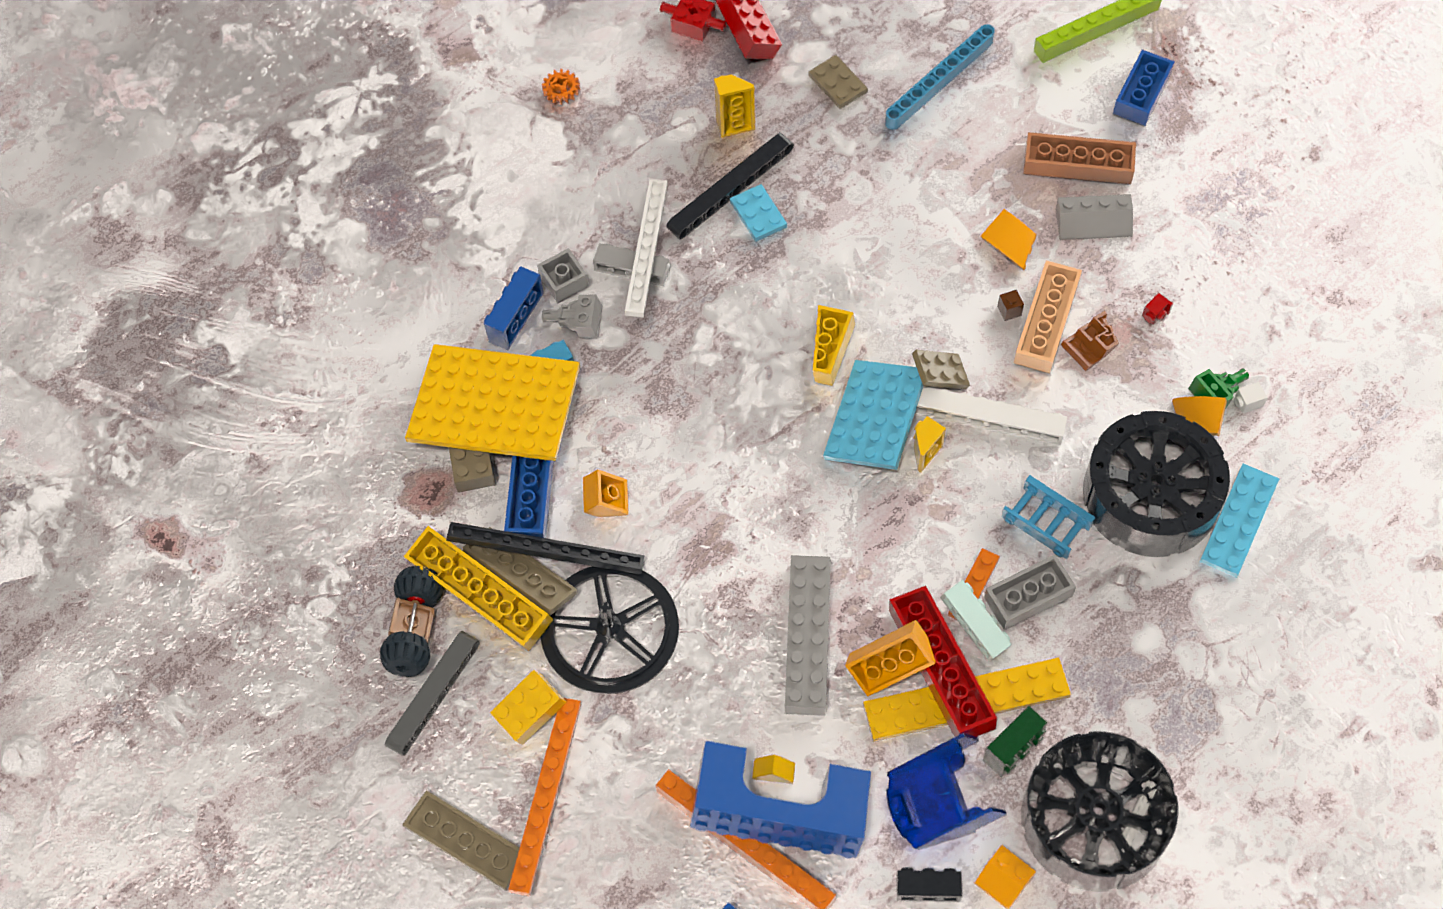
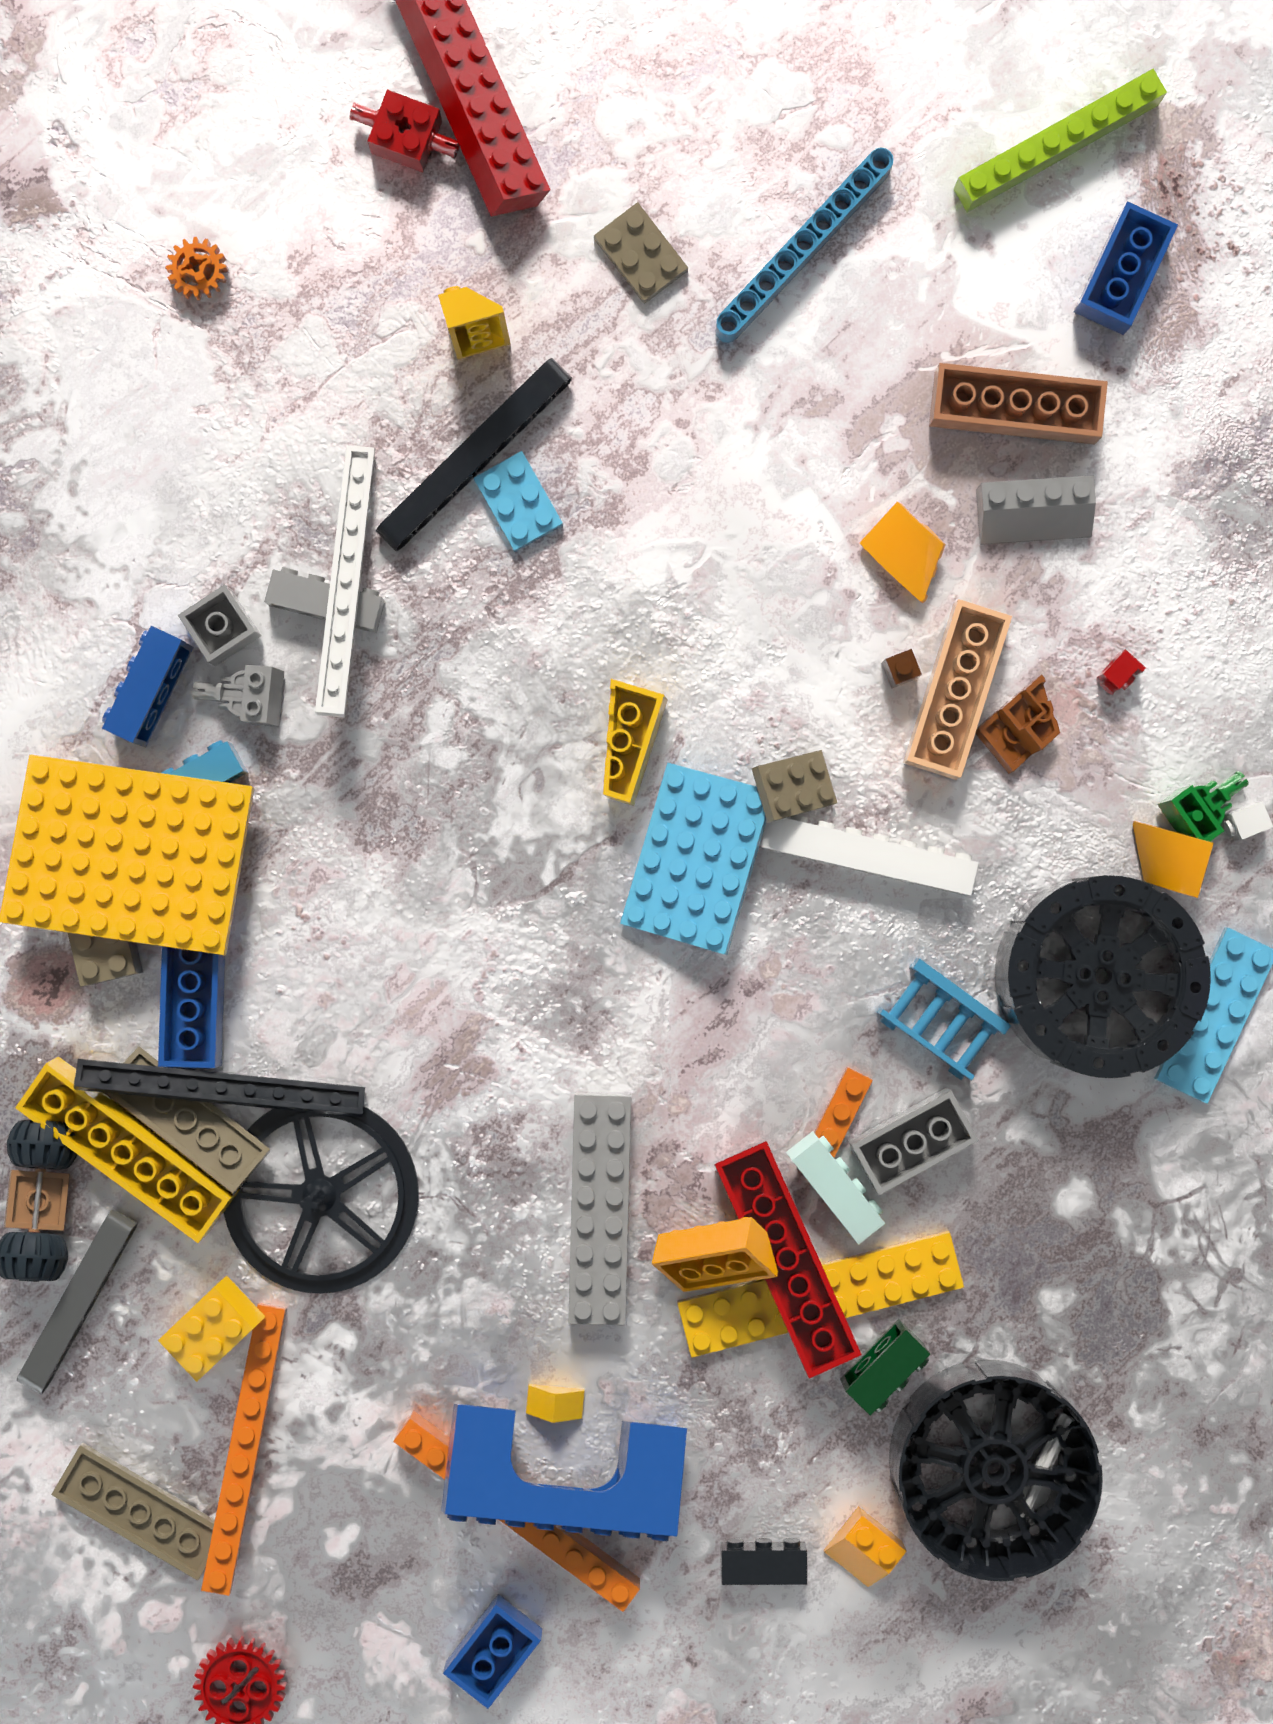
camera: 10 degrees left, 25 degrees up
(605, 494) = (304, 993): light orange slope -> none
(927, 441) = (771, 908): yellow slope -> none
(928, 799) = (769, 1453): clear blue windscreen -> none

